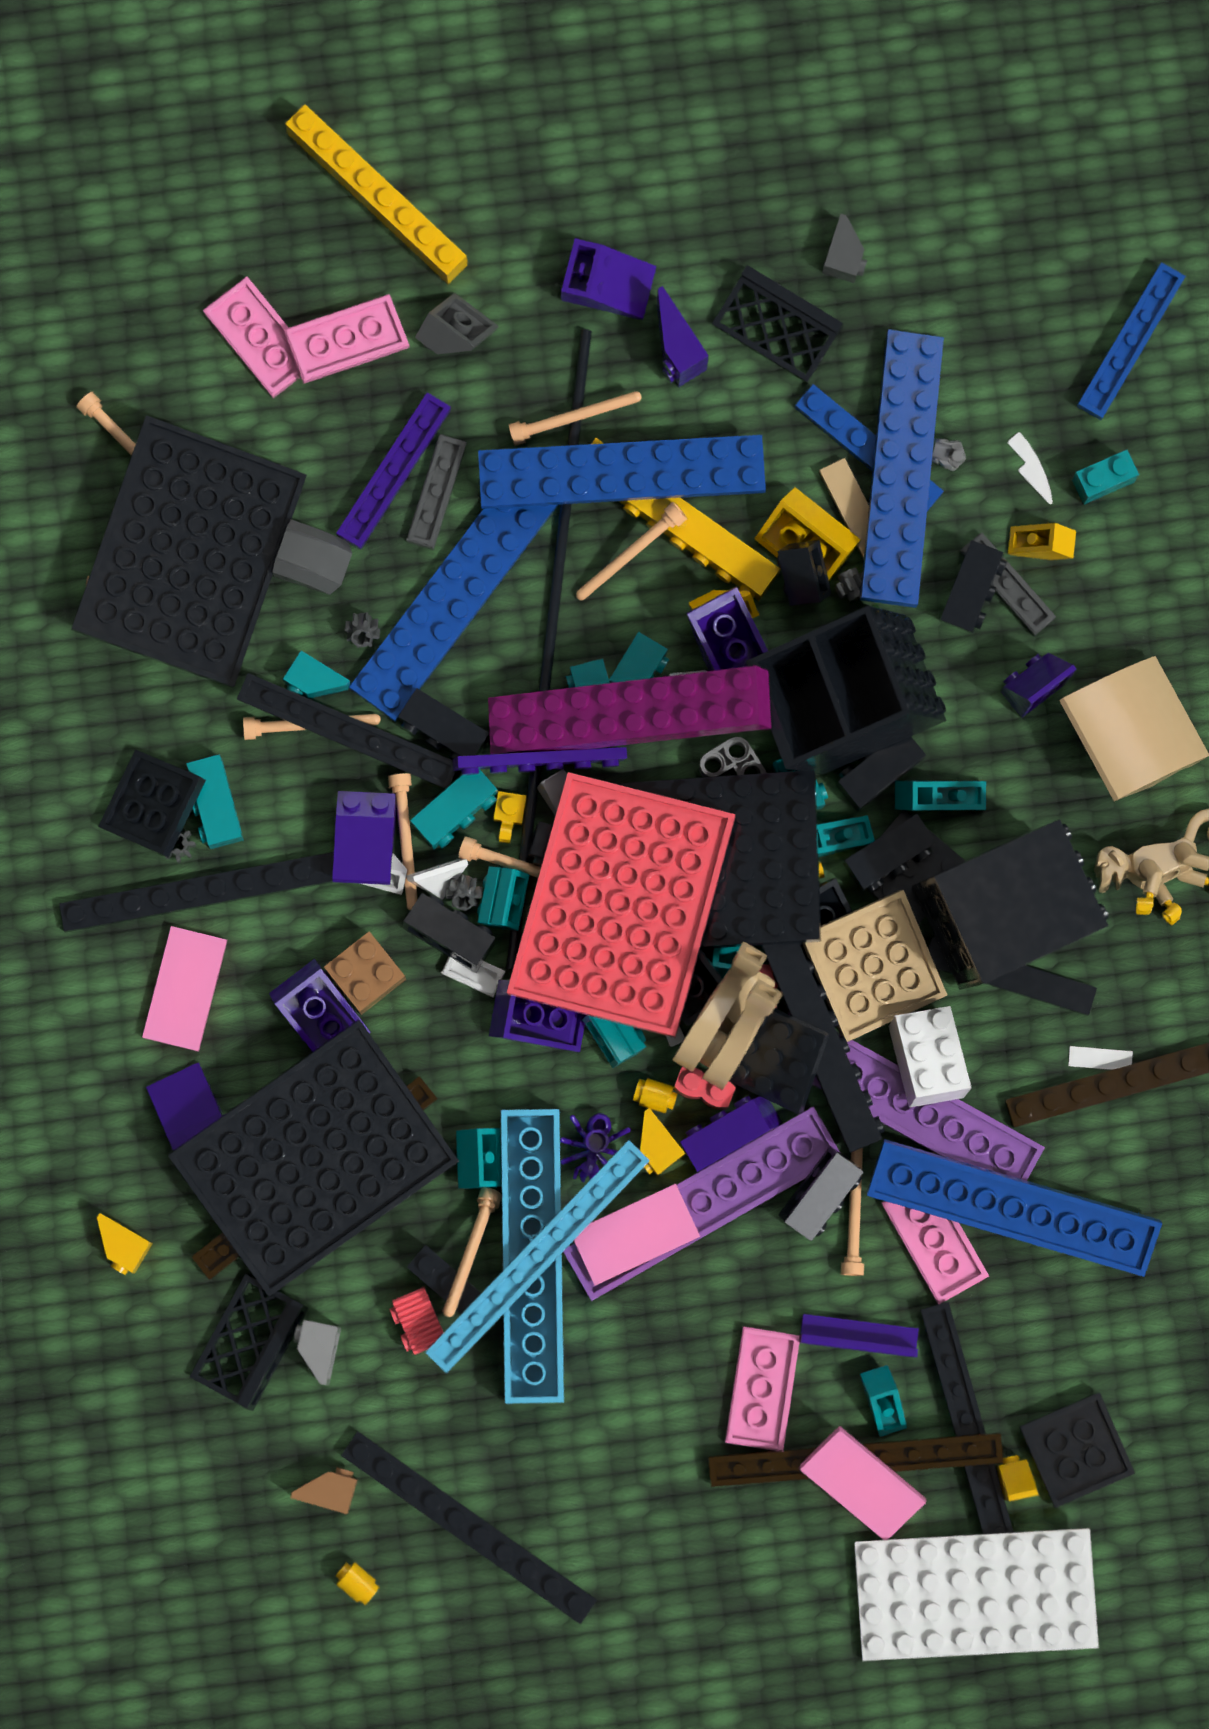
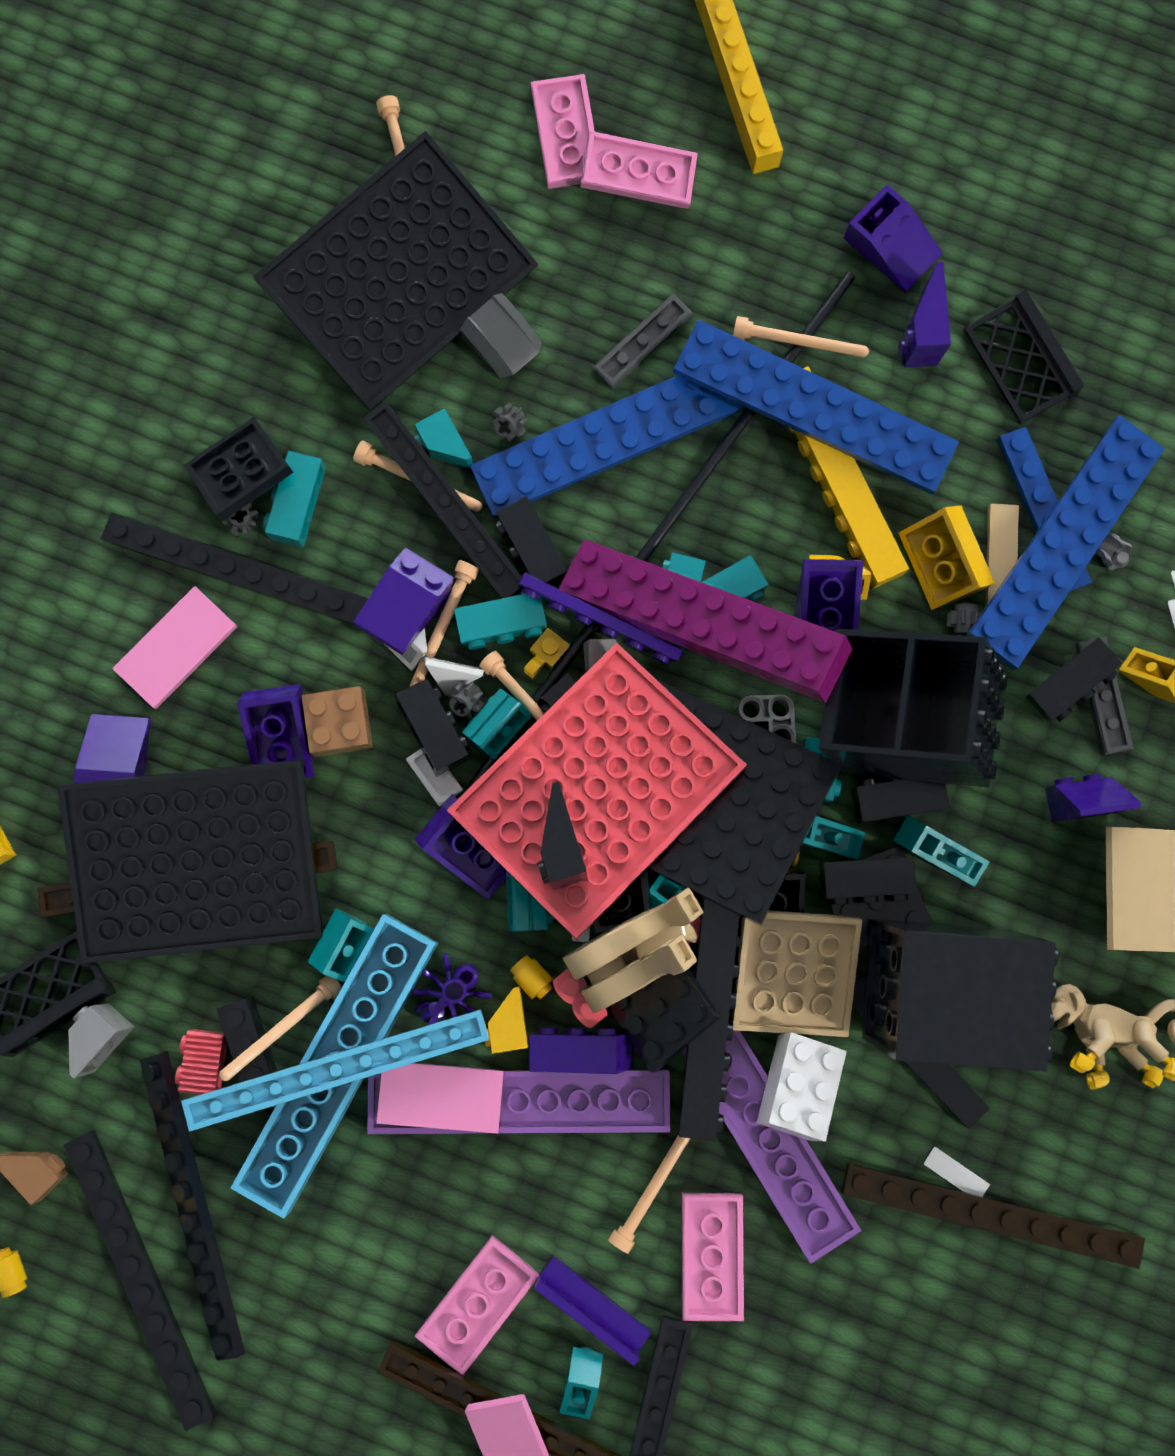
camera: 30 degrees right, 0 degrees up
(393, 471) = (615, 302): dark purple plate -> none
(454, 327) = (737, 206): dark grey slope -> none
(478, 1441) = (192, 1207): none -> black plate
(626, 973) = (559, 849): none -> black slope
(672, 517) = (835, 470): light nougat piece -> none
(804, 572) = (928, 584): black brick -> none
(821, 1193) = (631, 1157): brick -> none
(845, 253) = (1117, 329): dark grey slope -> none
(1014, 1208) = (803, 1274): blue plate -> none

